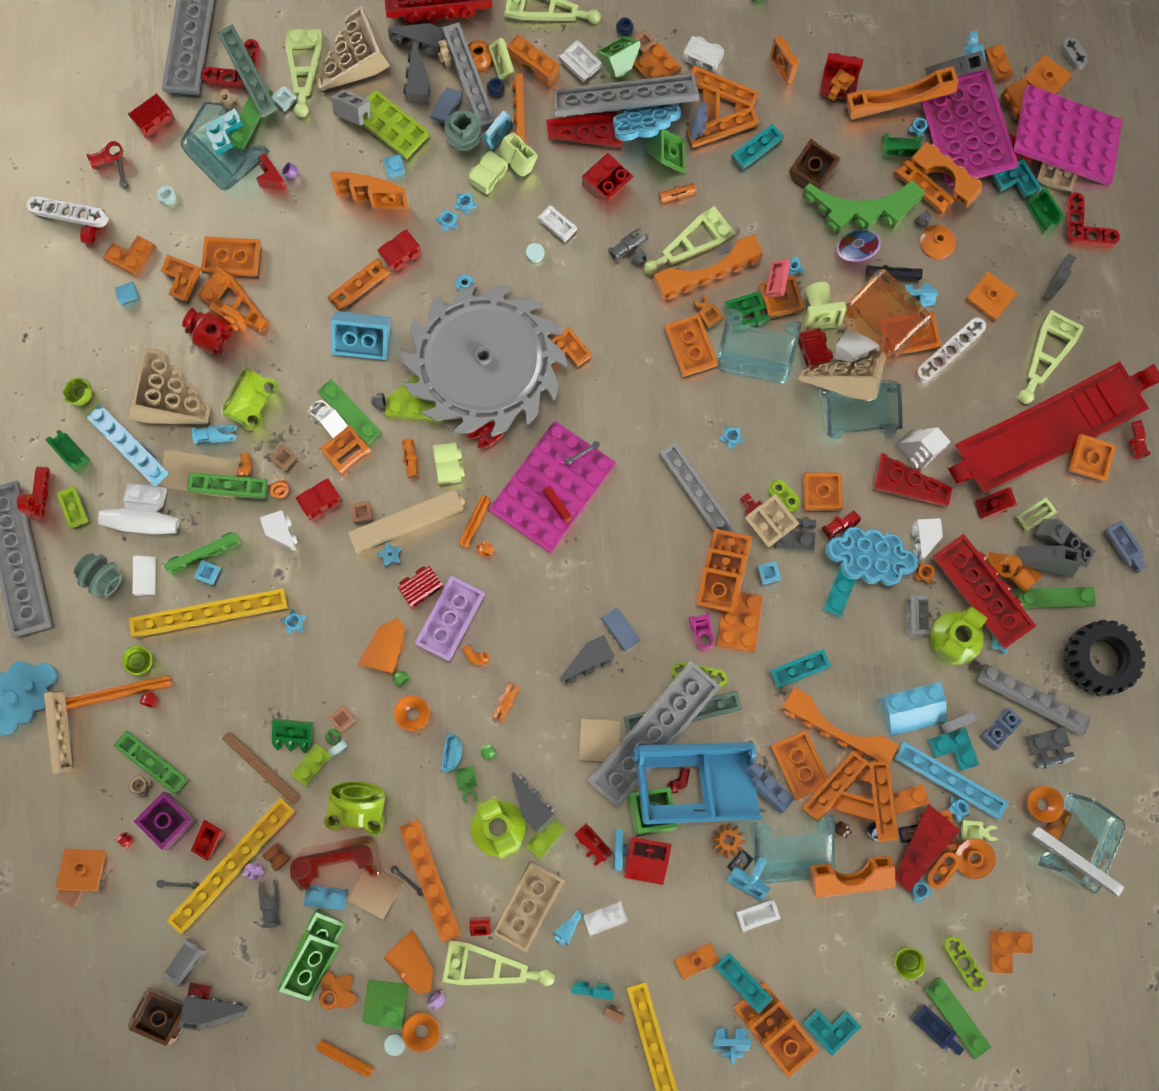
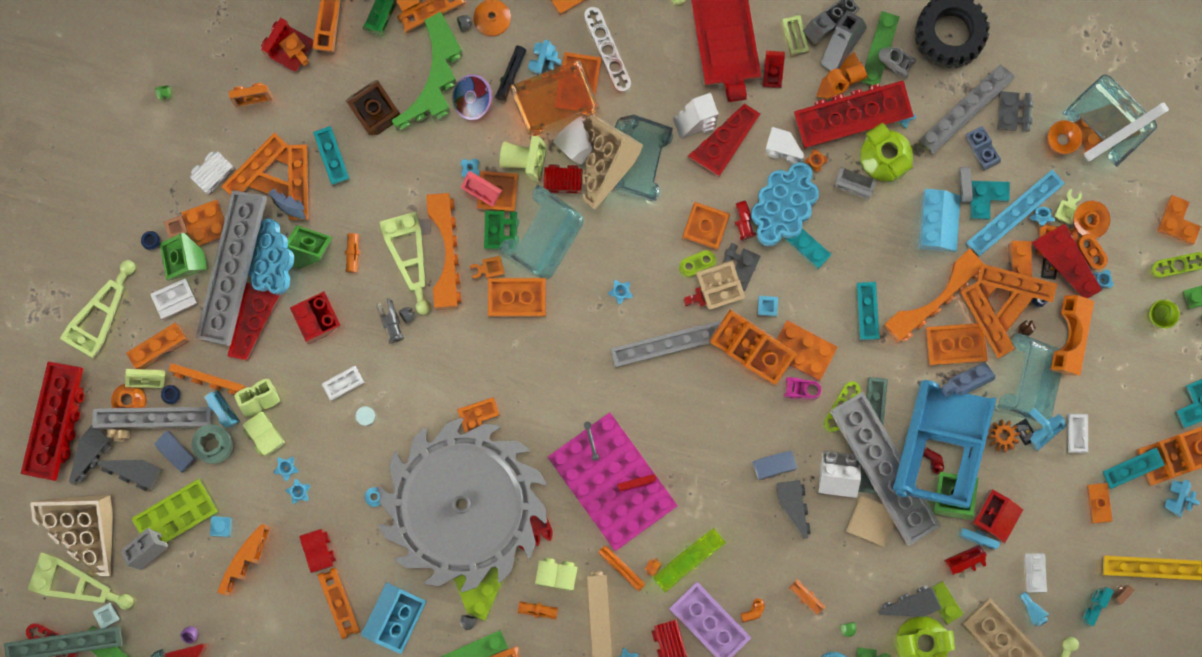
camera: 65 degrees left, 5 degrees up
(503, 578) = (689, 559): none -> clear neon green slope
(632, 692) = (839, 474): none -> white slope
(1052, 619) = (899, 62): none -> light grey piece

